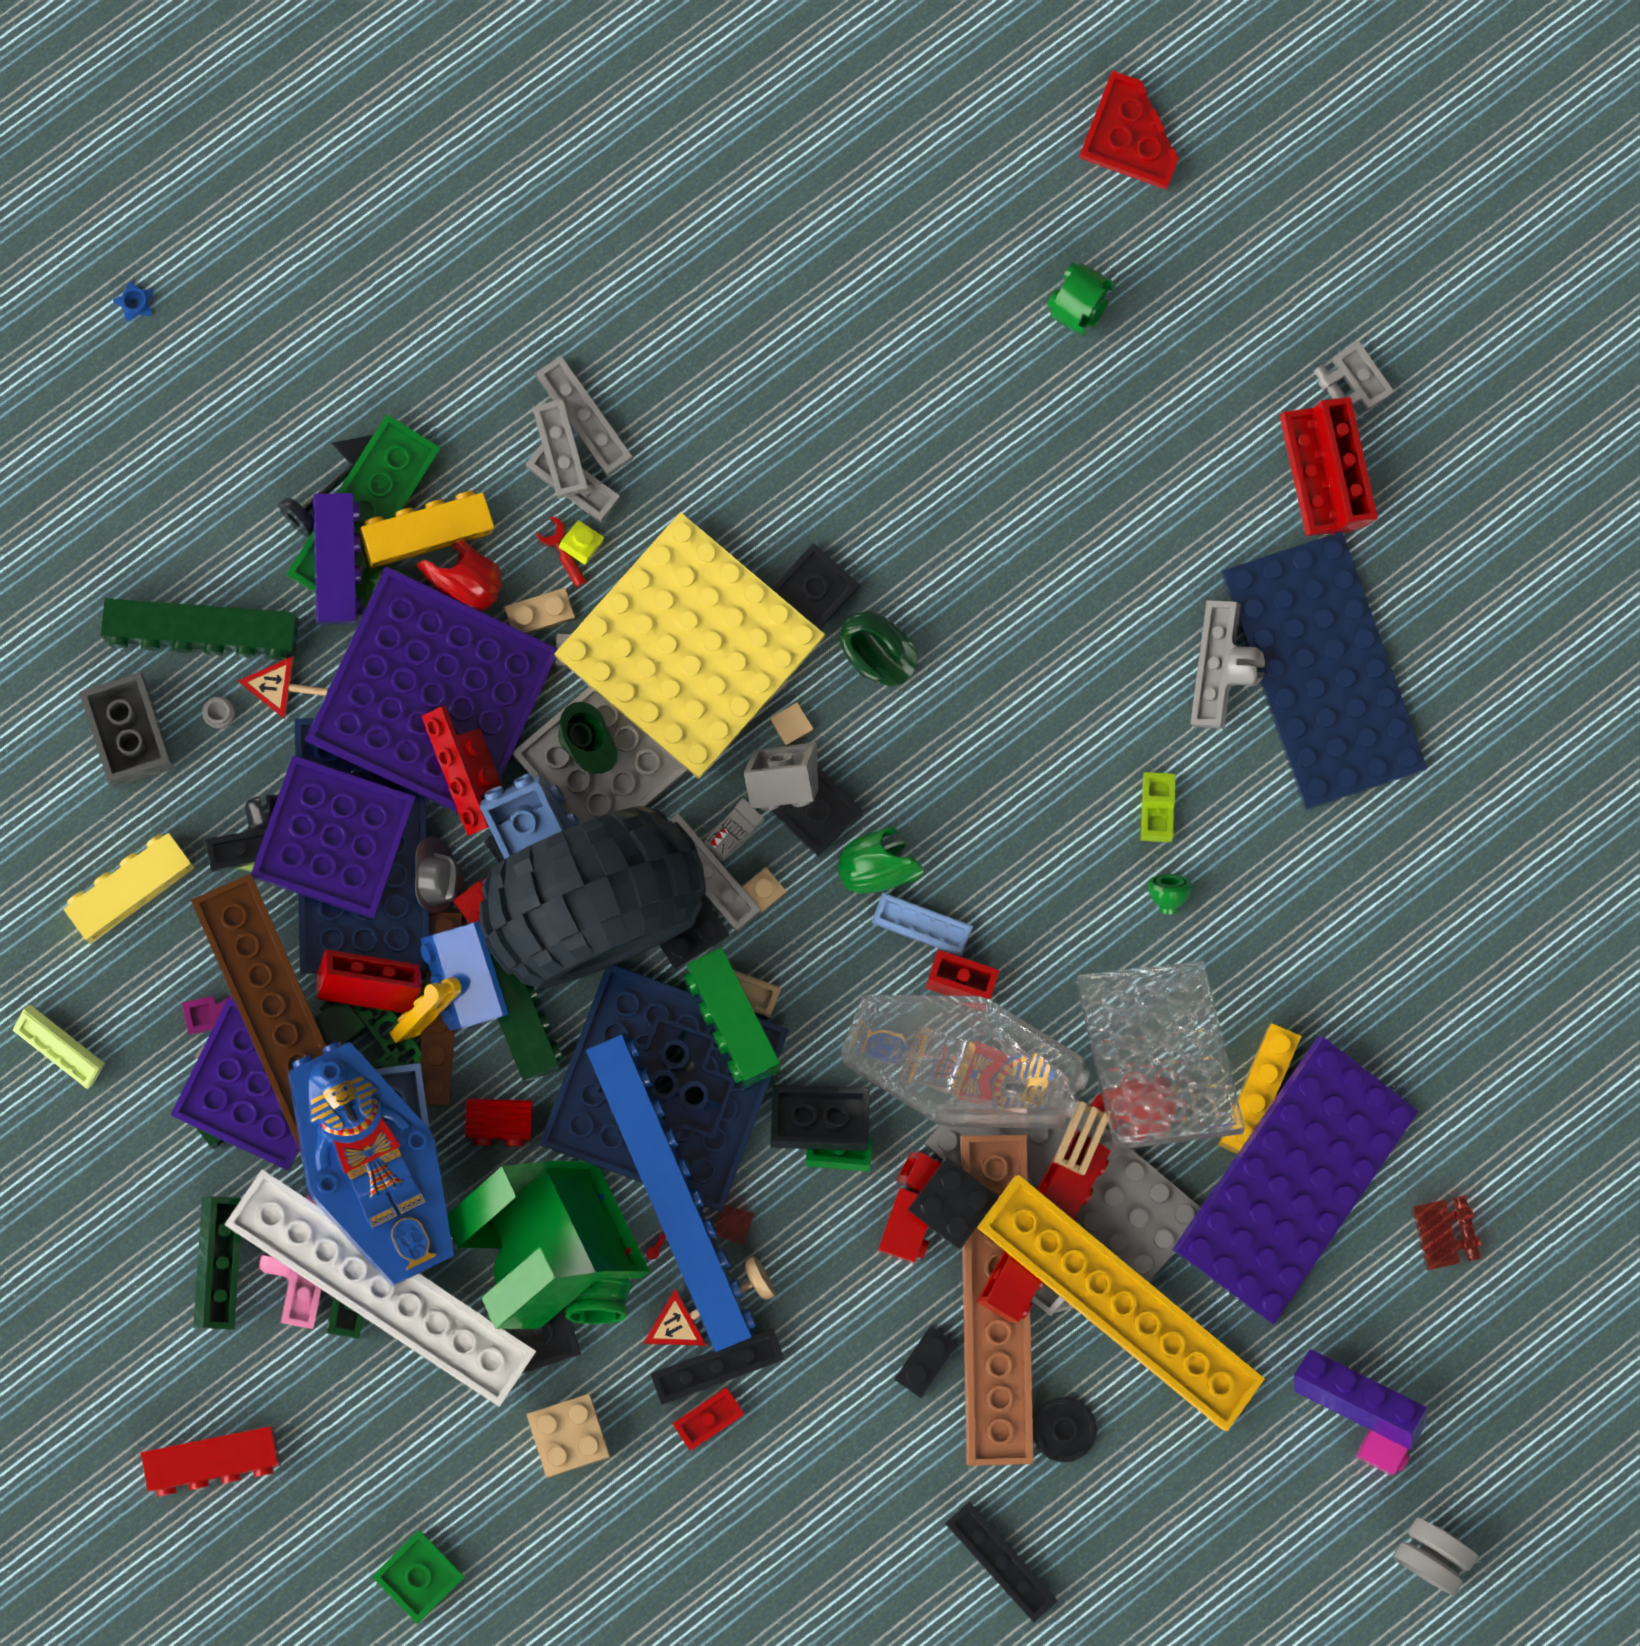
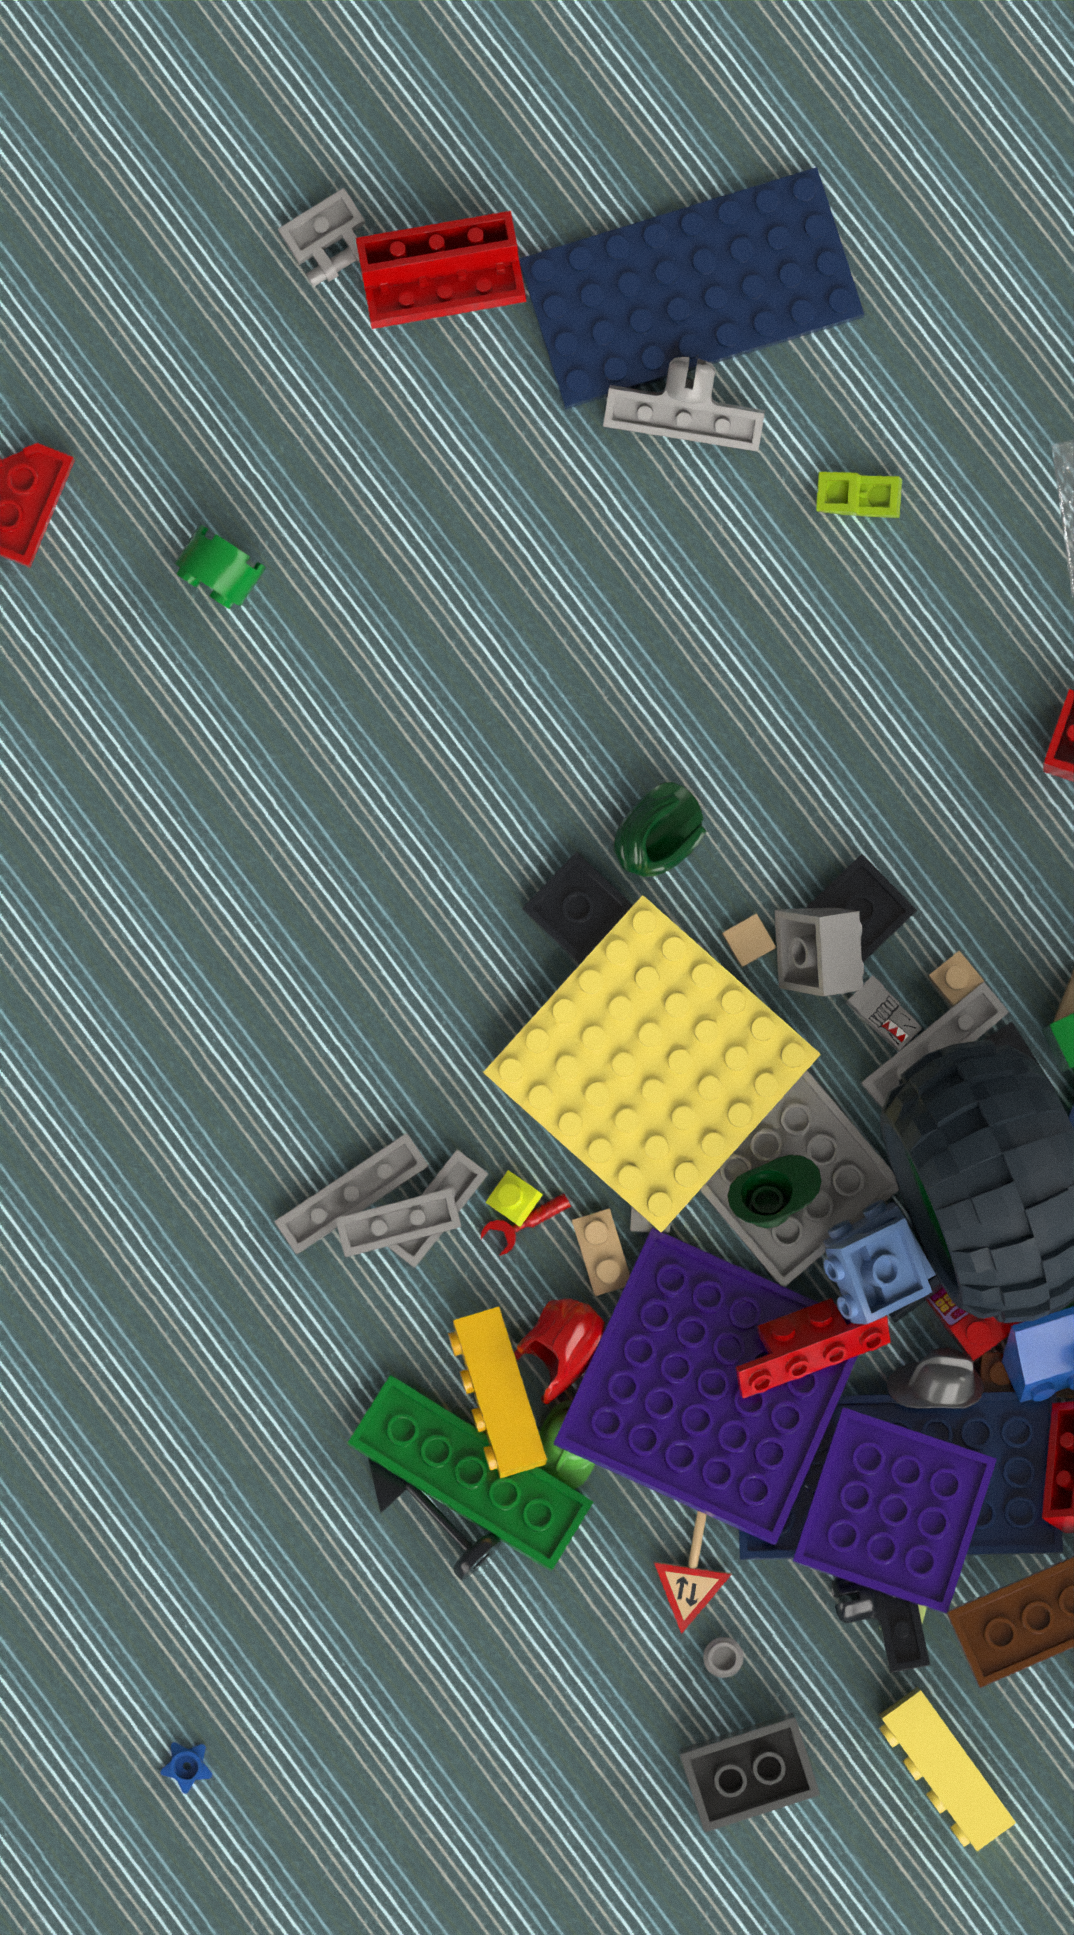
camera: 85 degrees left, 5 degrees up
(199, 627) = (616, 1681): dark green brick -> none
(335, 559) = (537, 1507): dark purple brick -> none
(872, 868) = (932, 845): green hair -> none
(922, 924) = (1002, 785): light blue plate -> none
(1169, 892) = (966, 482): green brick -> none

